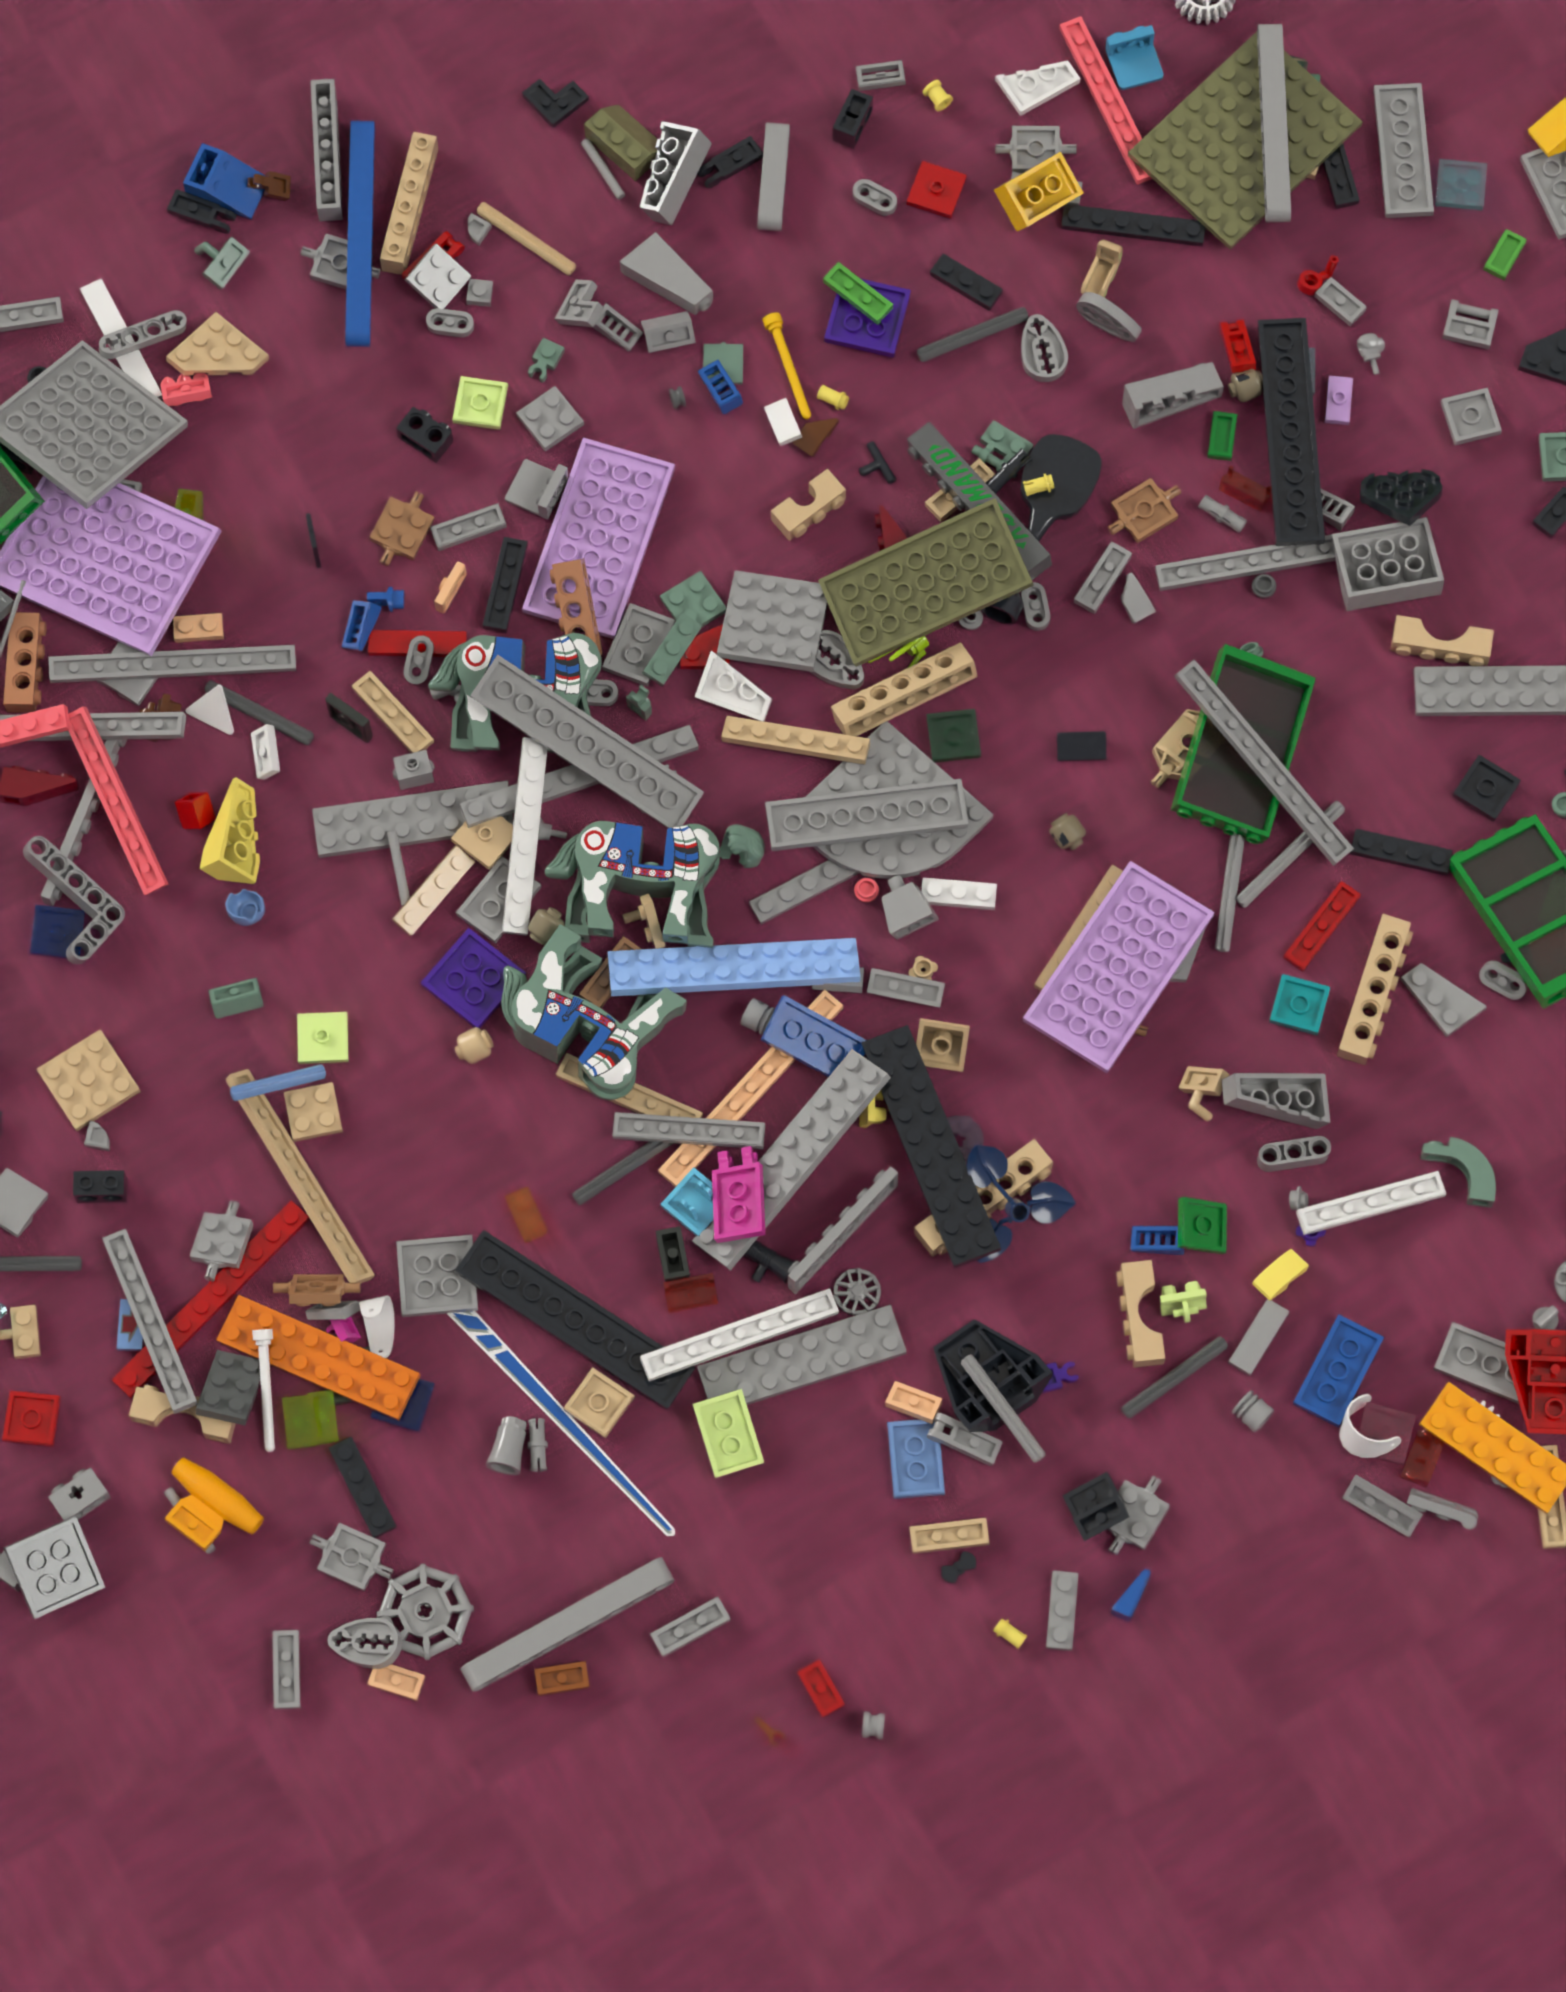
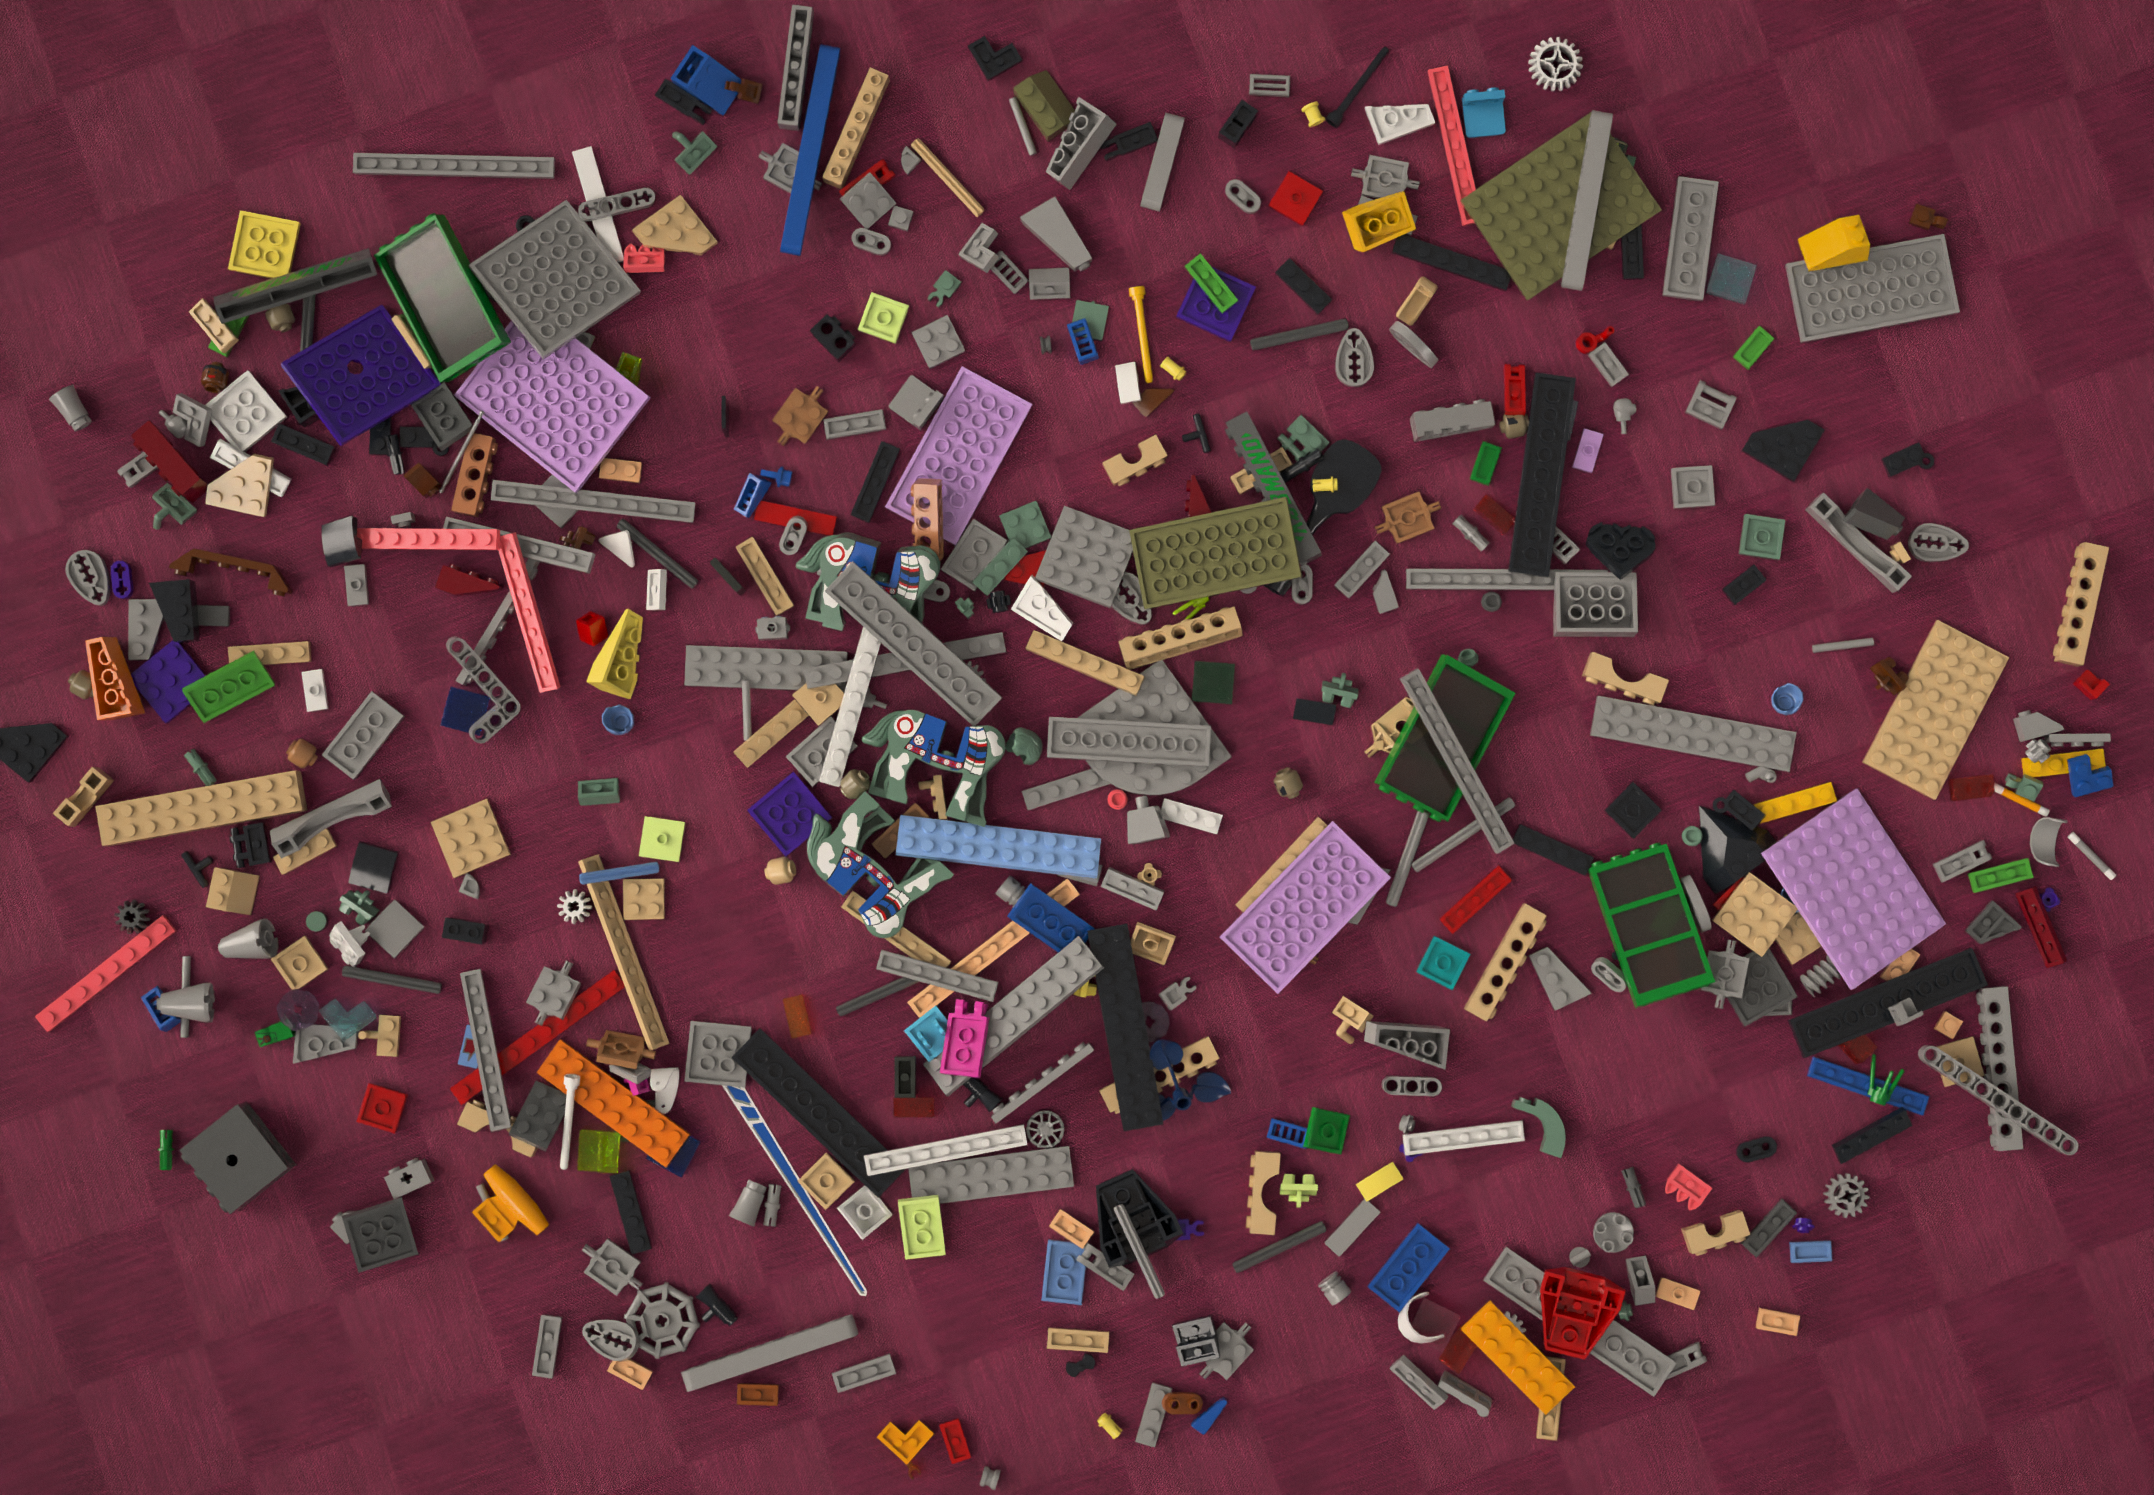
camera: 10 degrees right, 15 degrees up
(233, 1141) = (576, 913): none -> white gear
(449, 587) = (829, 476): light nougat plate -> none
(491, 1578) = (717, 1306): none -> black piece
(654, 1430) = (864, 1212): none -> white slope
(678, 690) = (998, 601): none -> black gear
(760, 1705) = (905, 1445): none -> light orange plate
(963, 95) = (1335, 118): none -> black piece
(984, 1101) = (1175, 994): none -> light grey plate
(1096, 1587) = (1183, 1404): none -> dark orange plate
(1118, 719) = (1338, 688): none -> sand green hips

